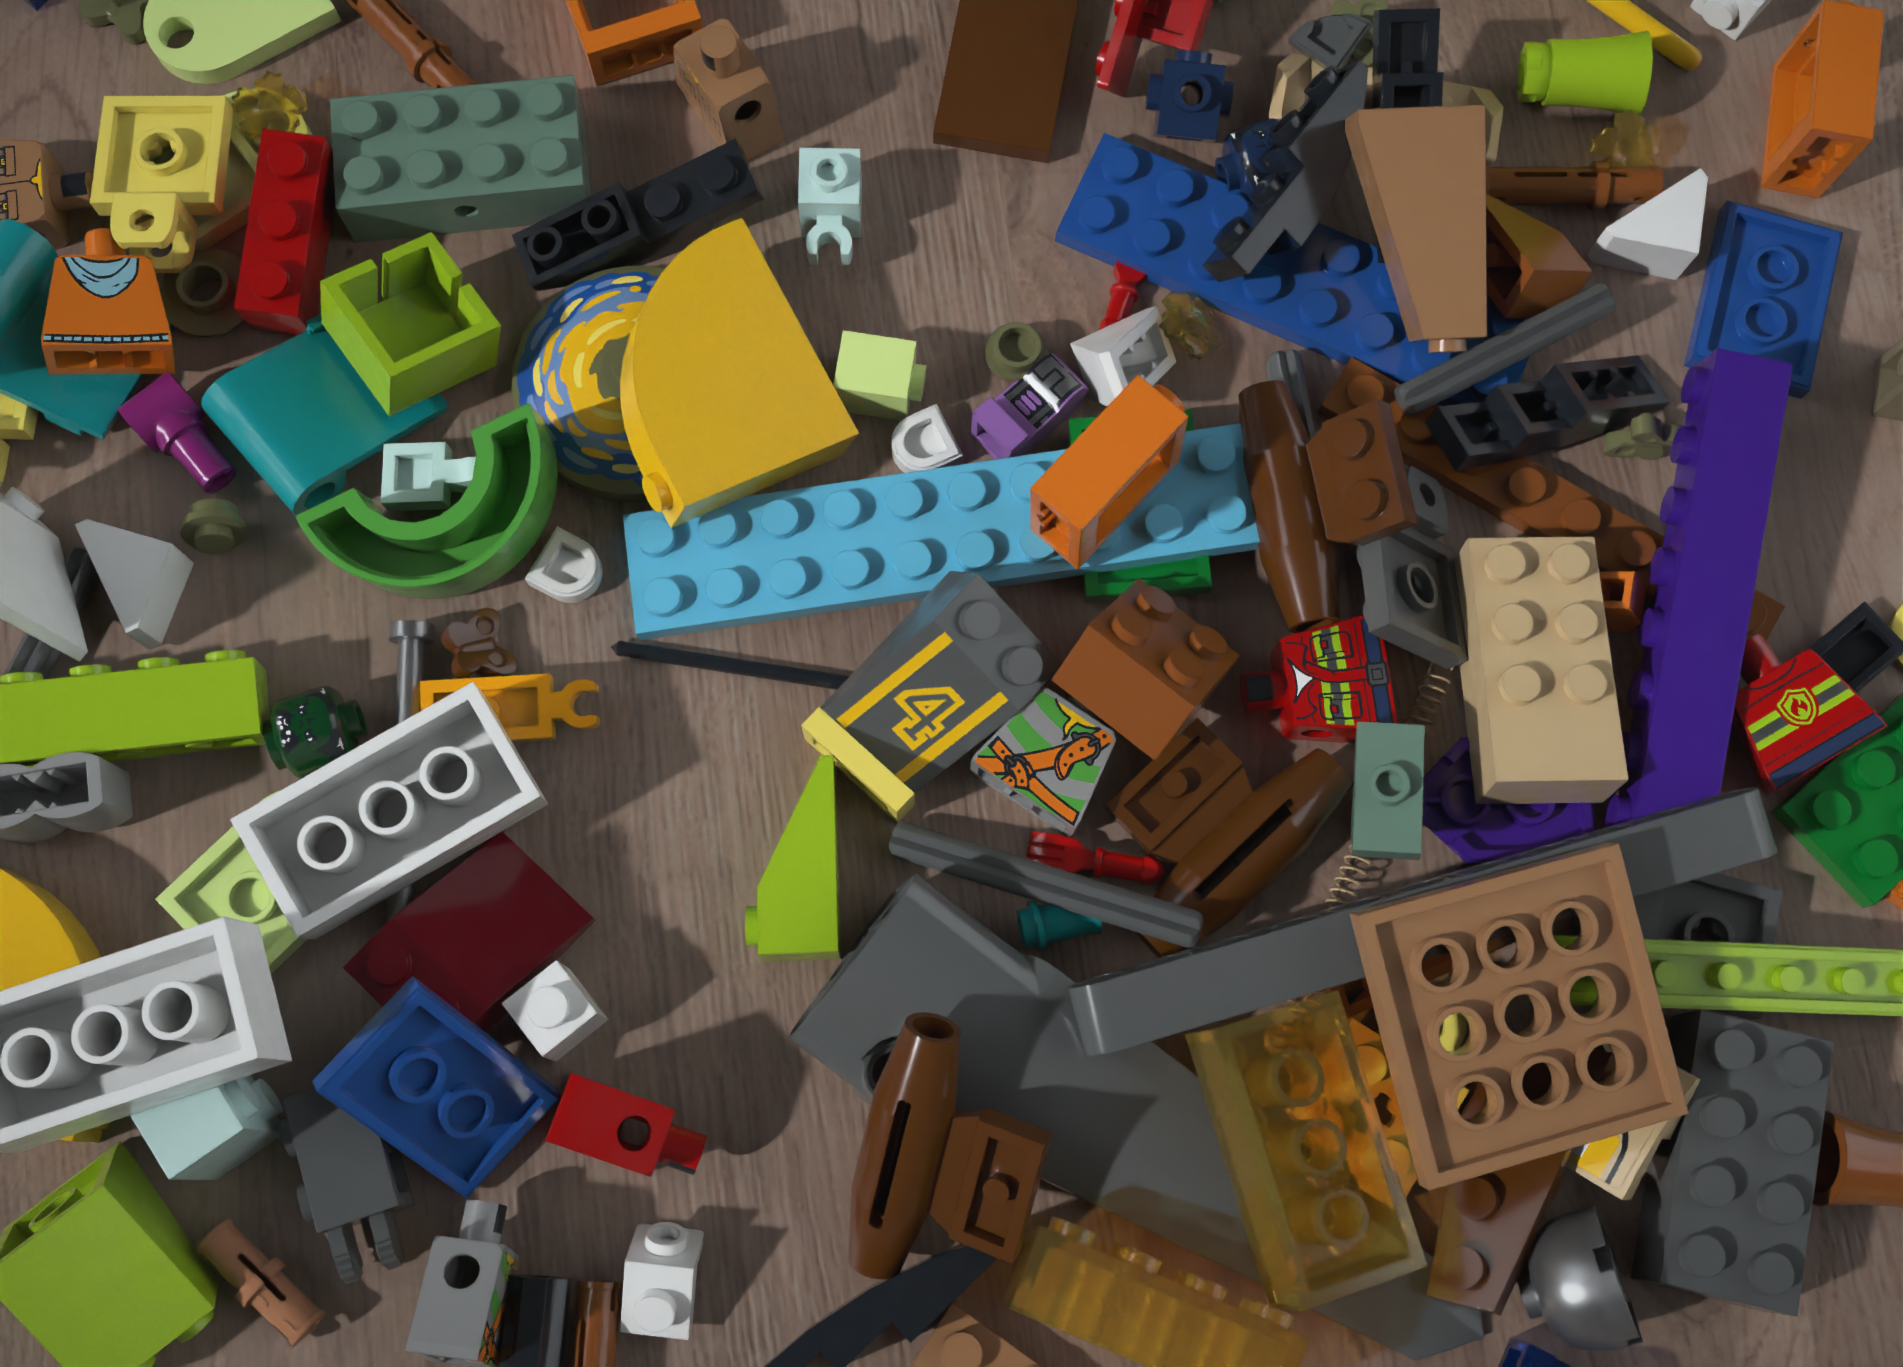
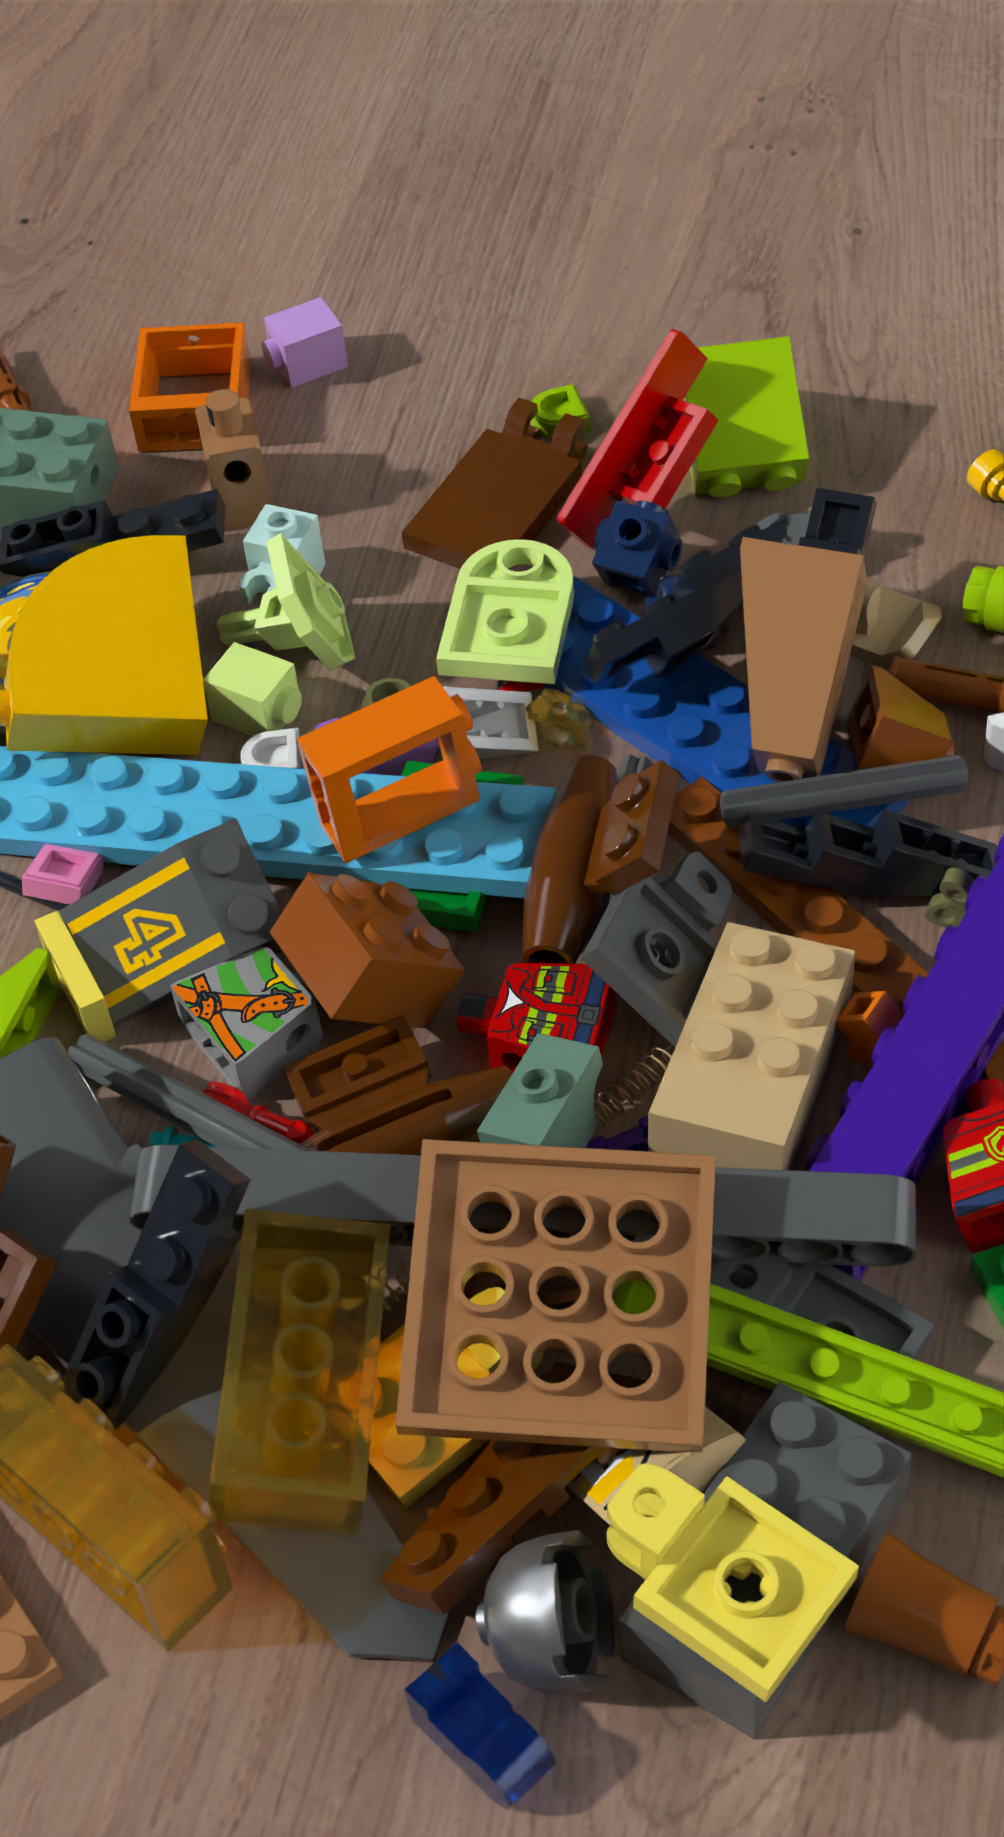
camera: 30 degrees right, 25 degrees down
(783, 646) = (62, 874): none -> bright pink tile
(880, 274) = (294, 613): none -> yellowish green piece
(1102, 221) = (508, 620): none -> yellowish green tile
(1153, 1120) = (164, 1287): none -> black slope
(1725, 1220) = (694, 1546): none -> light yellow plate

